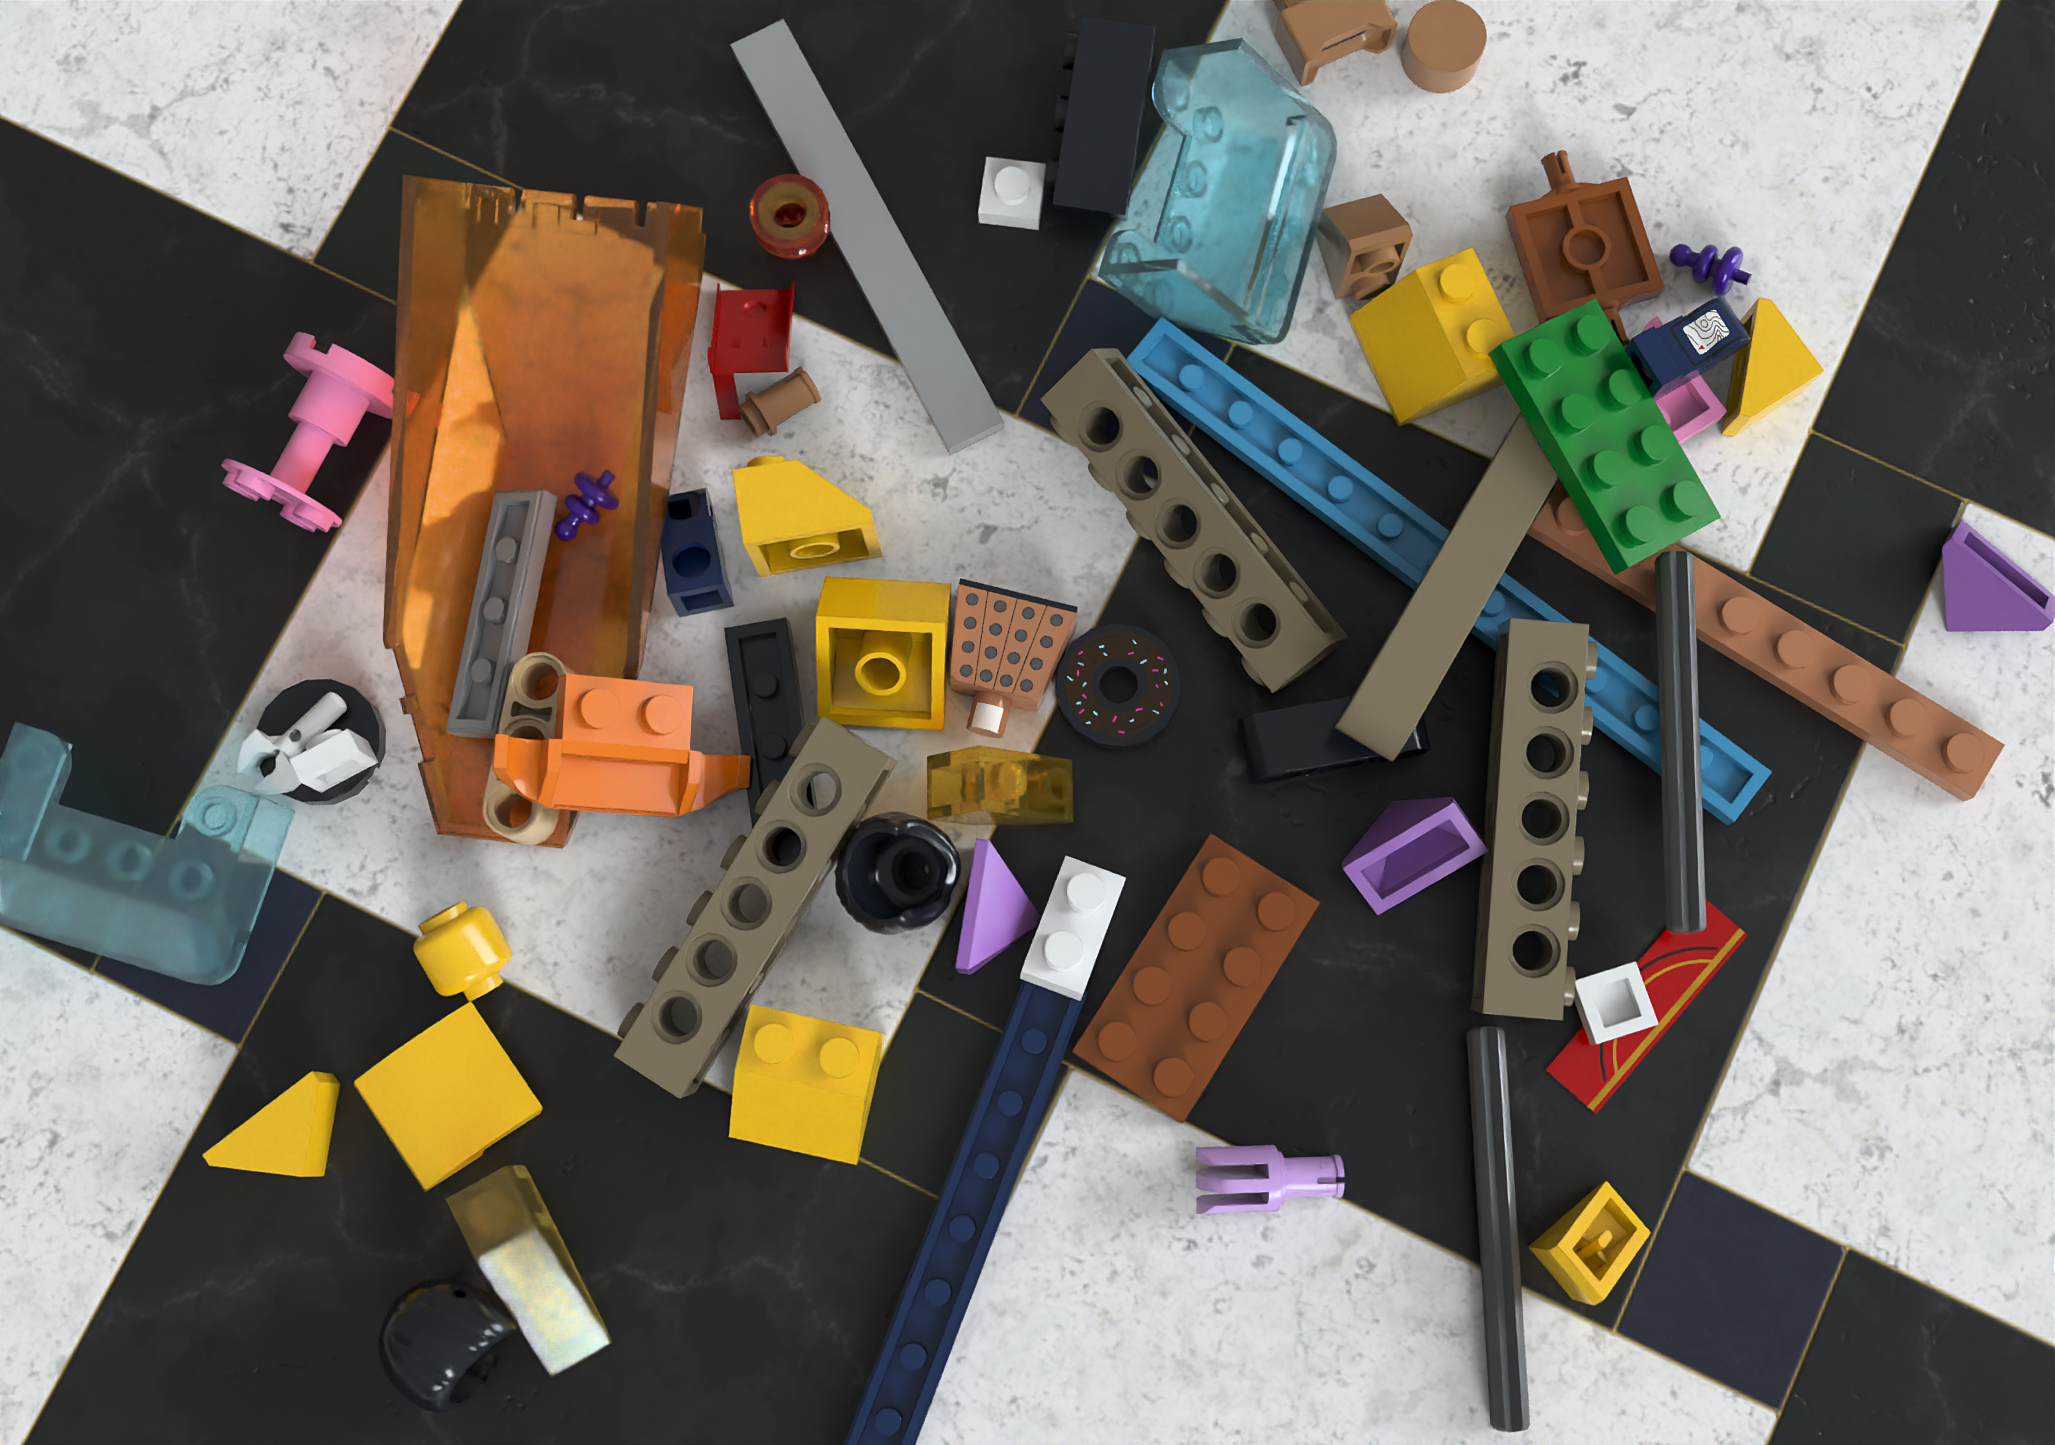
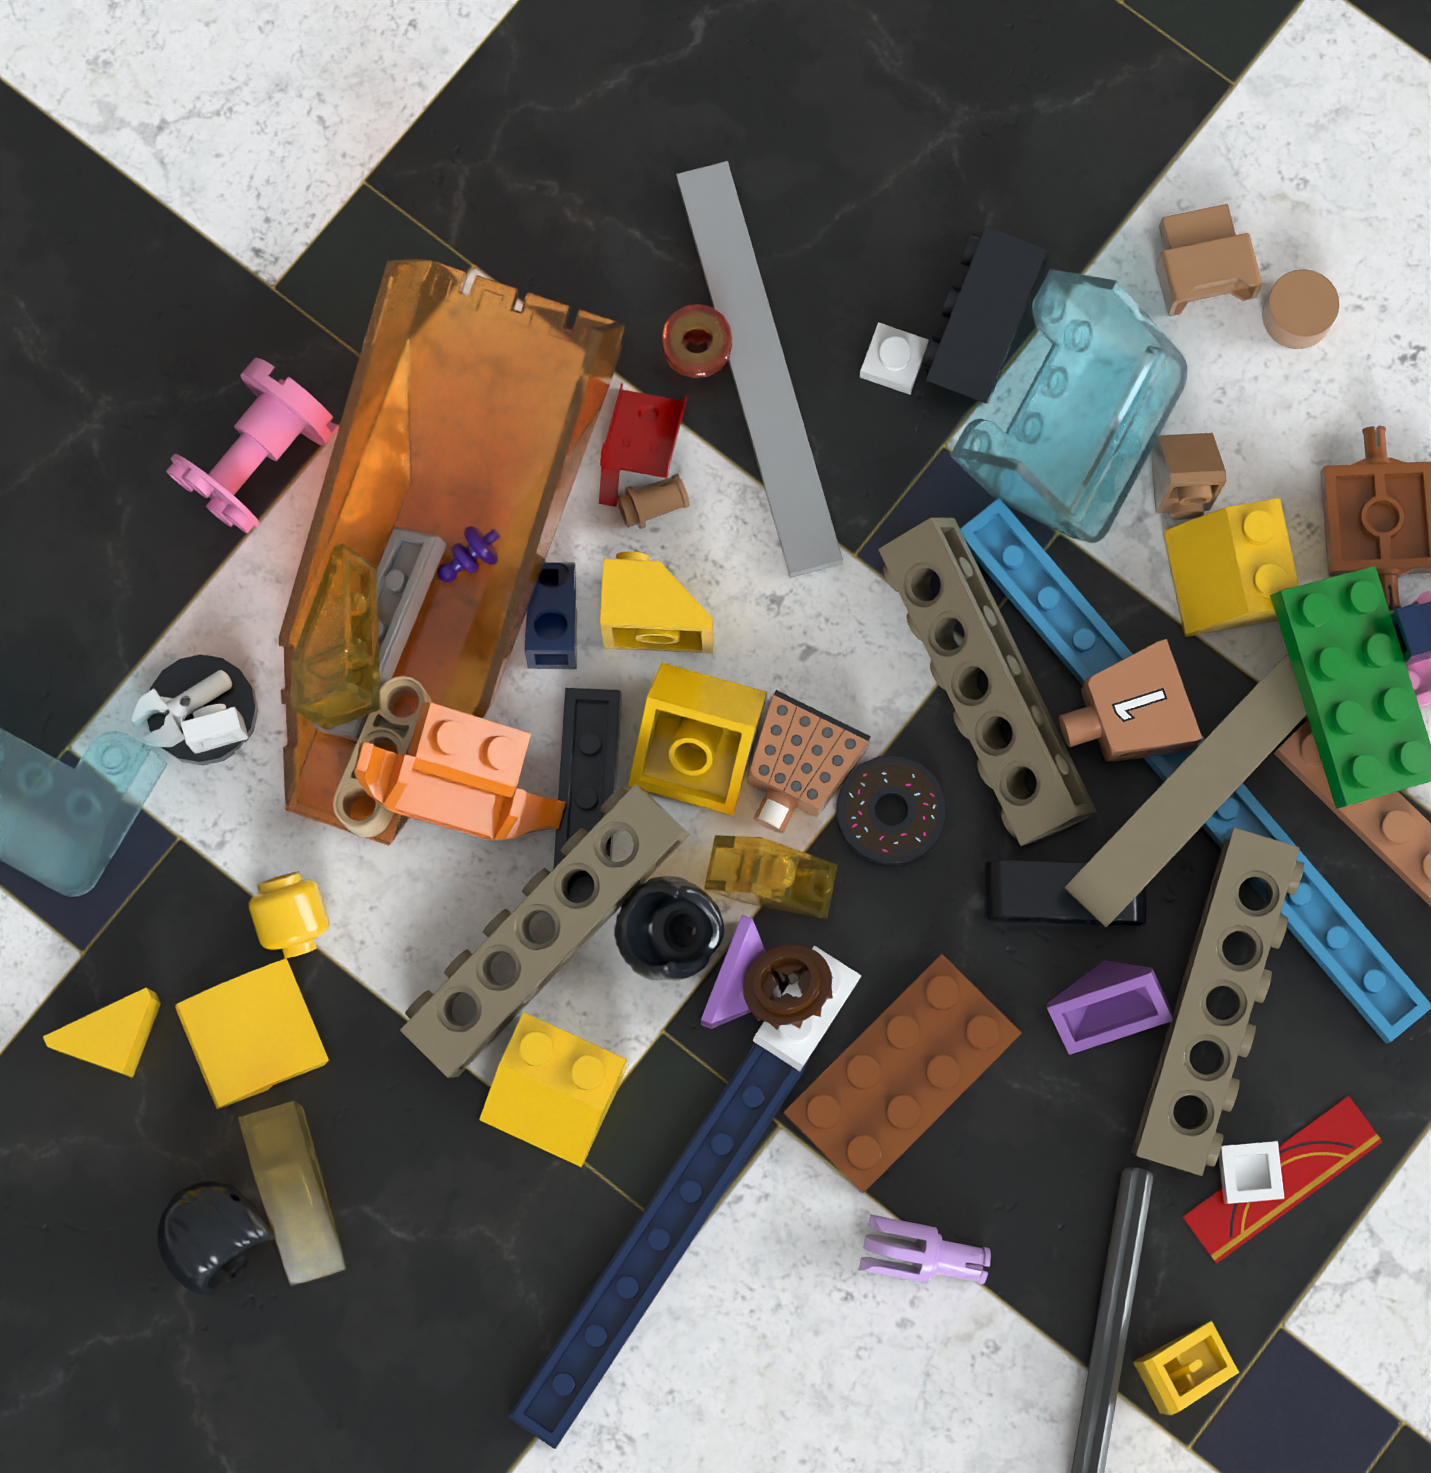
camera: 10 degrees right, 0 degrees up
(454, 635) = (339, 646): none -> clear yellow slope
(1044, 883) = (787, 964): none -> reddish brown gear
(1367, 512) = (1135, 709): none -> nougat torso
(1680, 743) = (1358, 964): dark grey axle -> none

